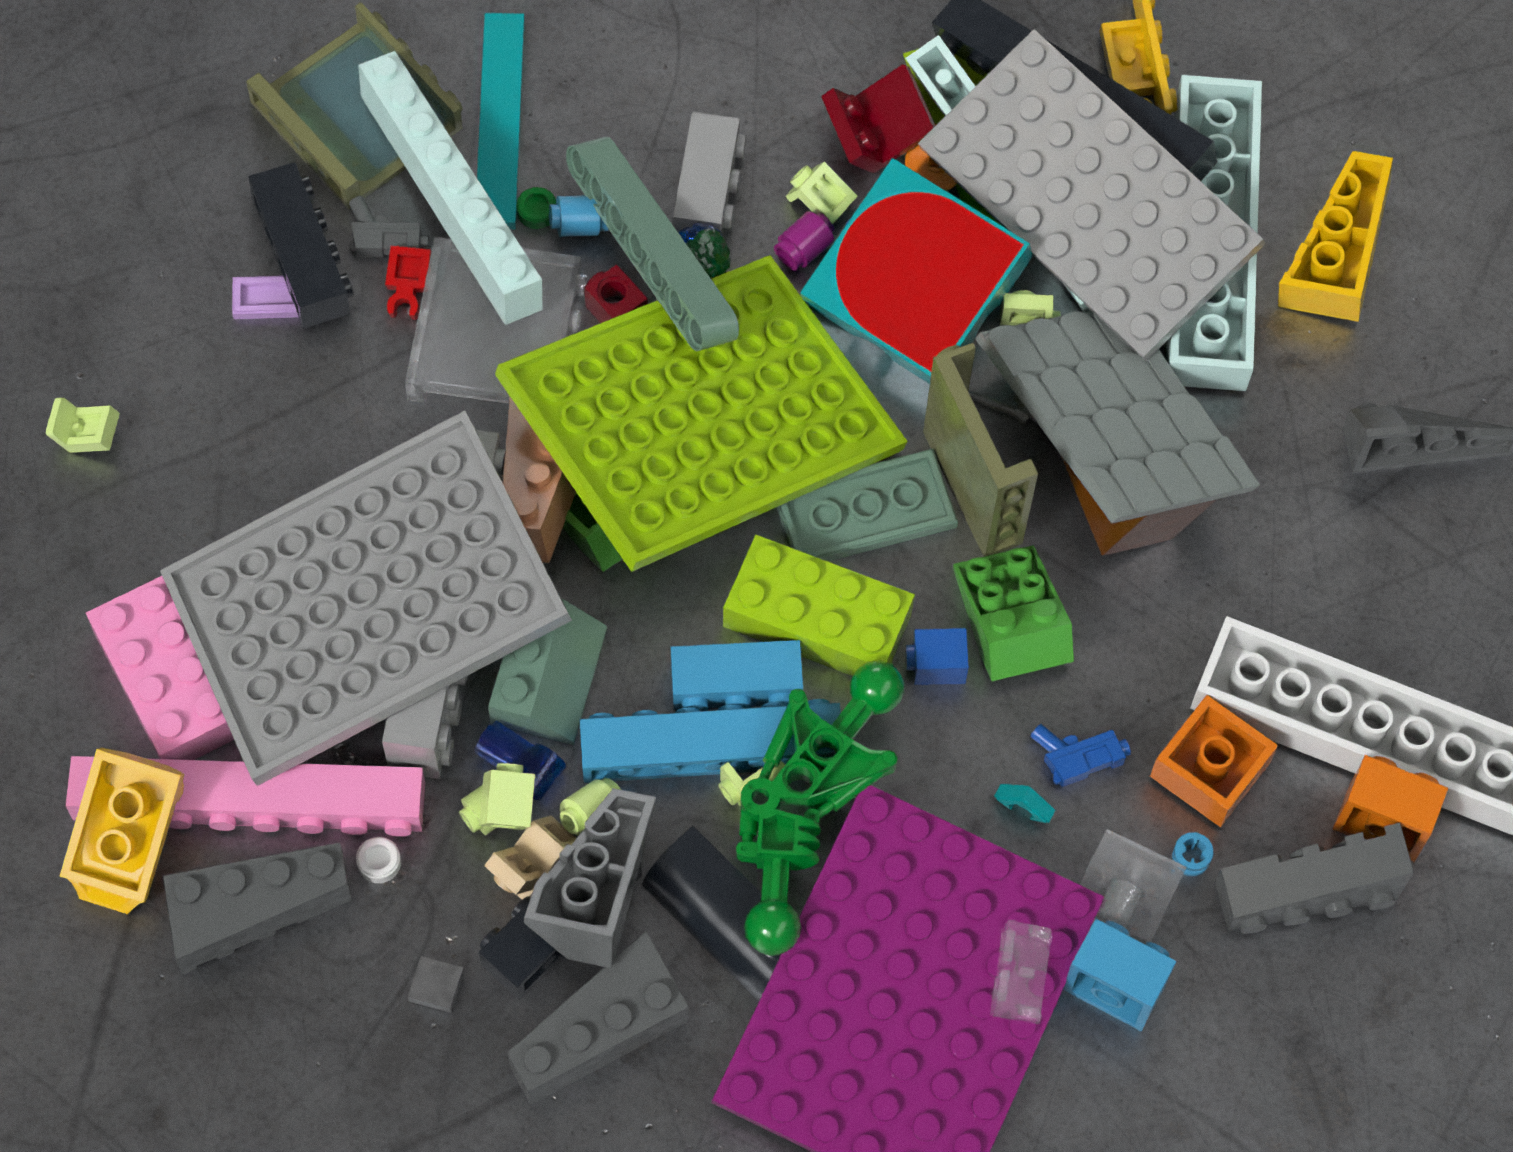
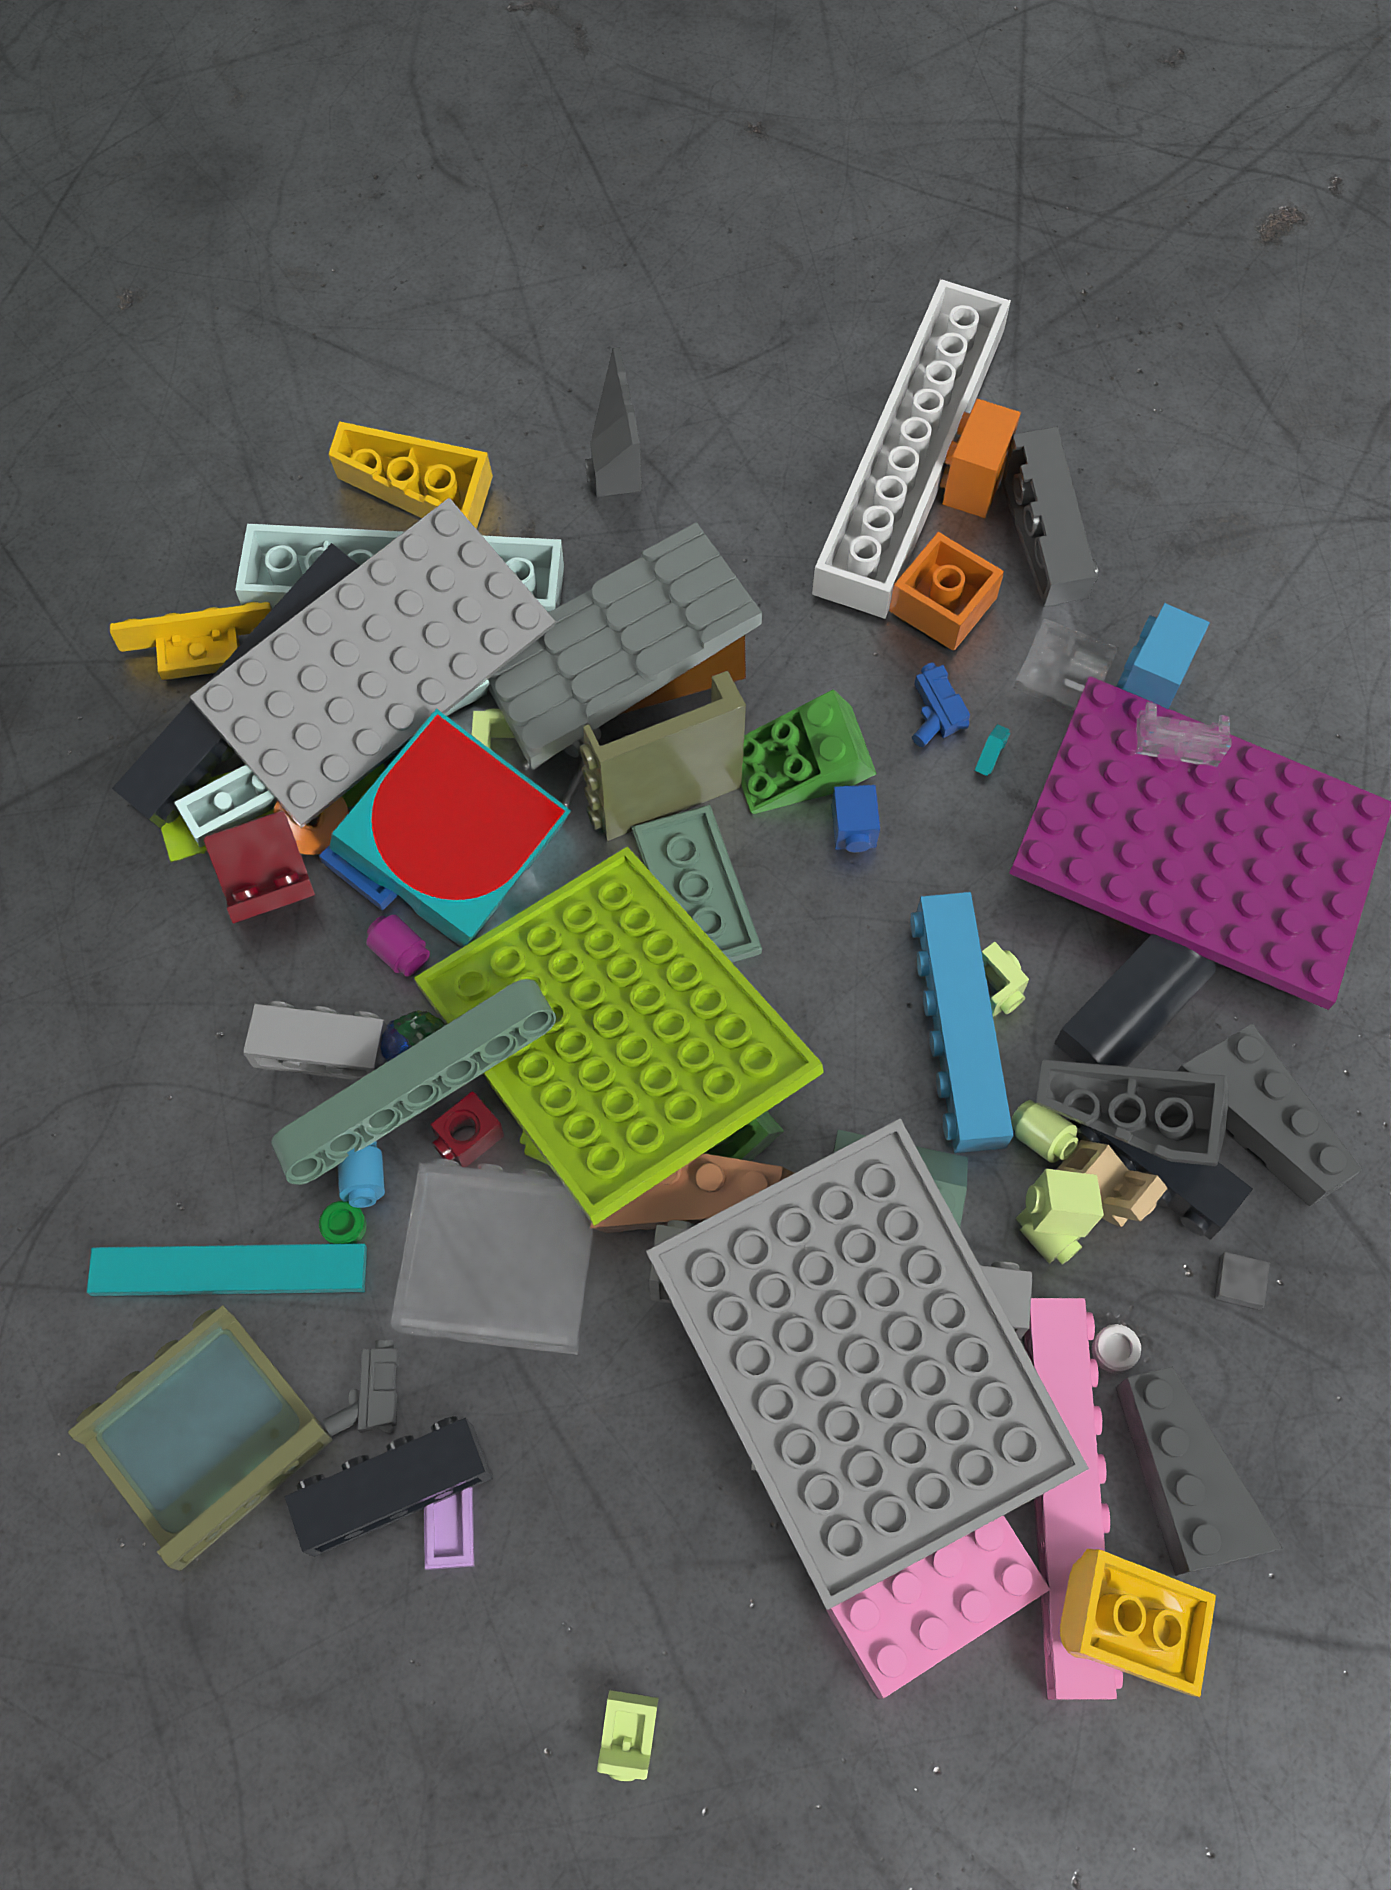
camera: 90 degrees left, 0 degrees up
(406, 275) = (426, 1358): red plate -> none
(451, 188) = (328, 1307): light aqua brick -> none
(503, 745) = (1000, 1201): clear blue piece -> none
(735, 674) = (891, 999): dark azure brick -> none
(771, 807) = (1045, 956): green piece -> none
(821, 191) = (337, 931): yellowish green bracket -> none
(830, 609) = (816, 923): lime brick -> none
(1194, 840) = (1025, 608): dark azure bush -> none

